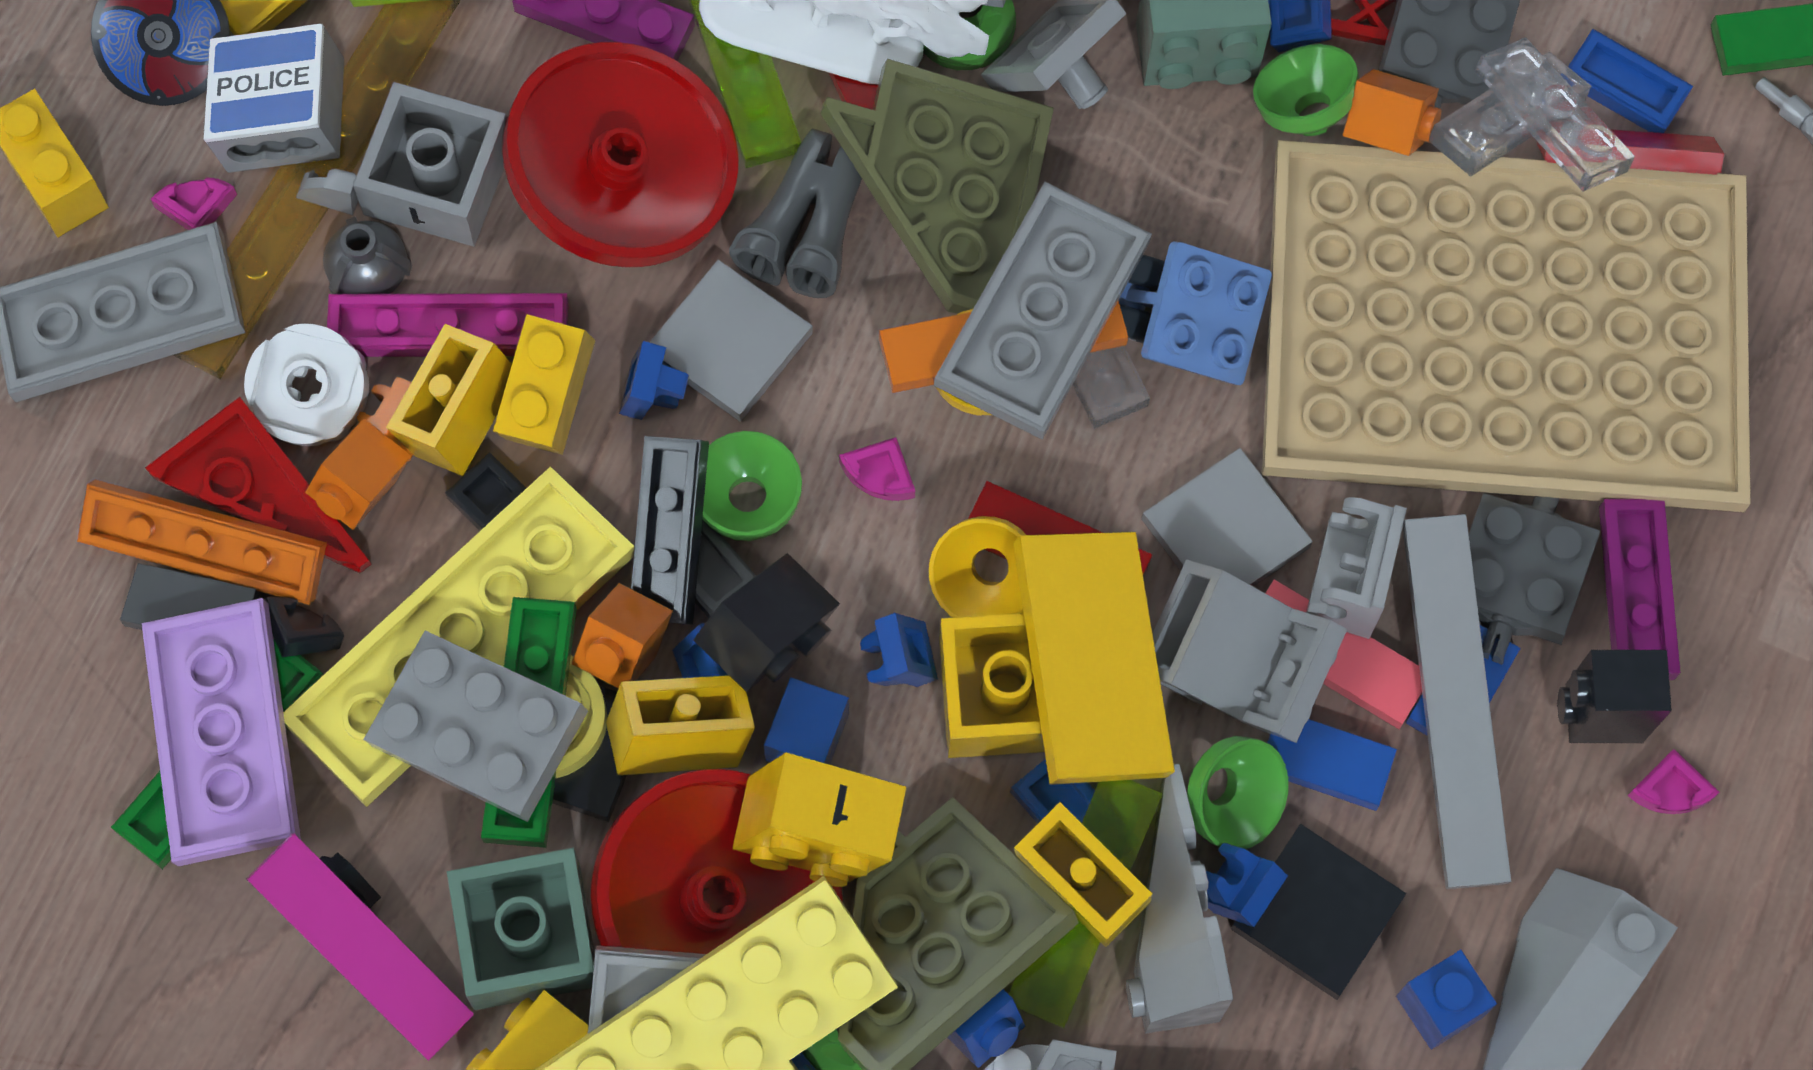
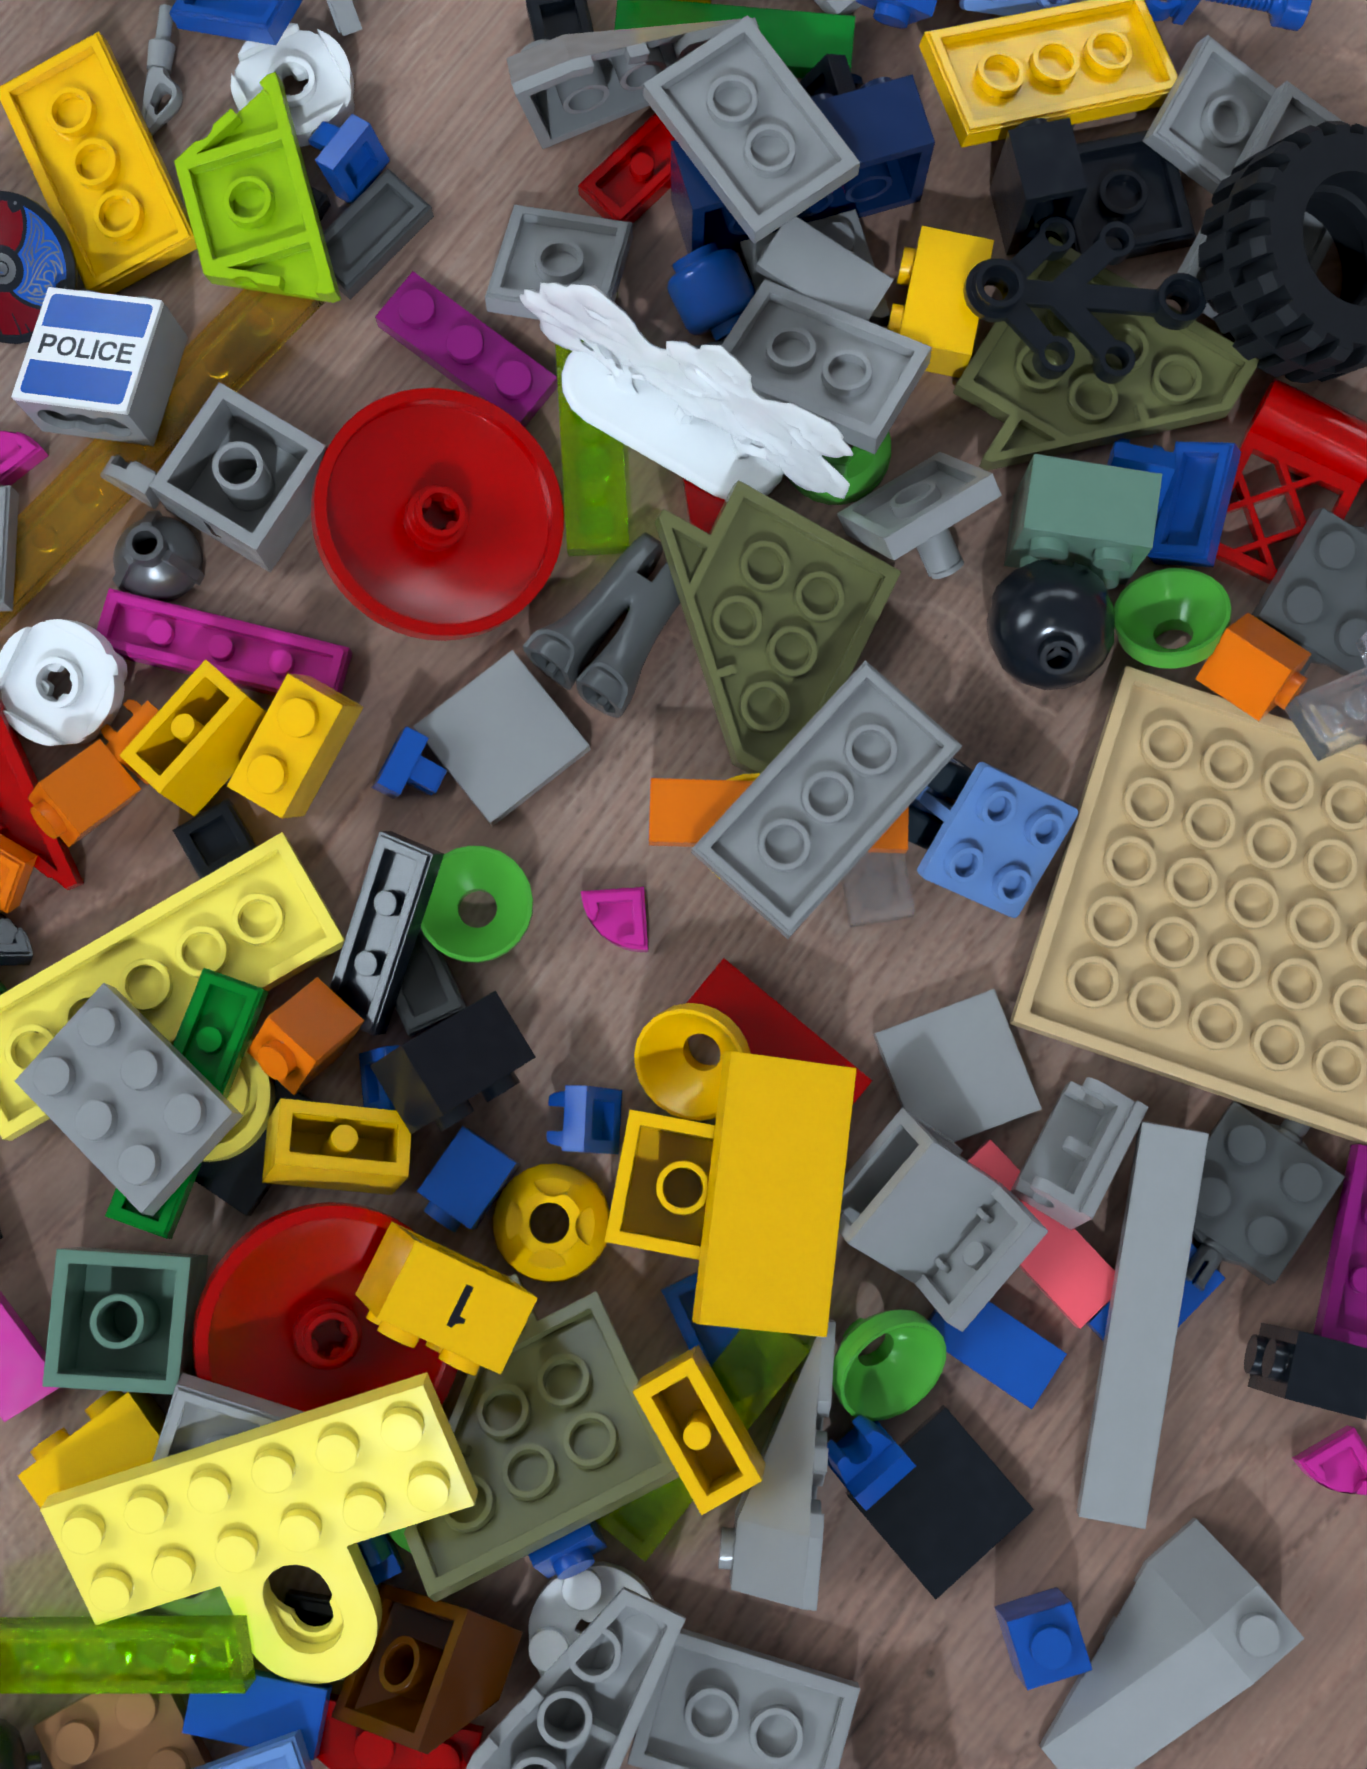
camera: 15 degrees right, 10 degrees up
(920, 772) = (587, 1220): none -> yellow piece
(1200, 118) = (1051, 624): none -> black cylinder

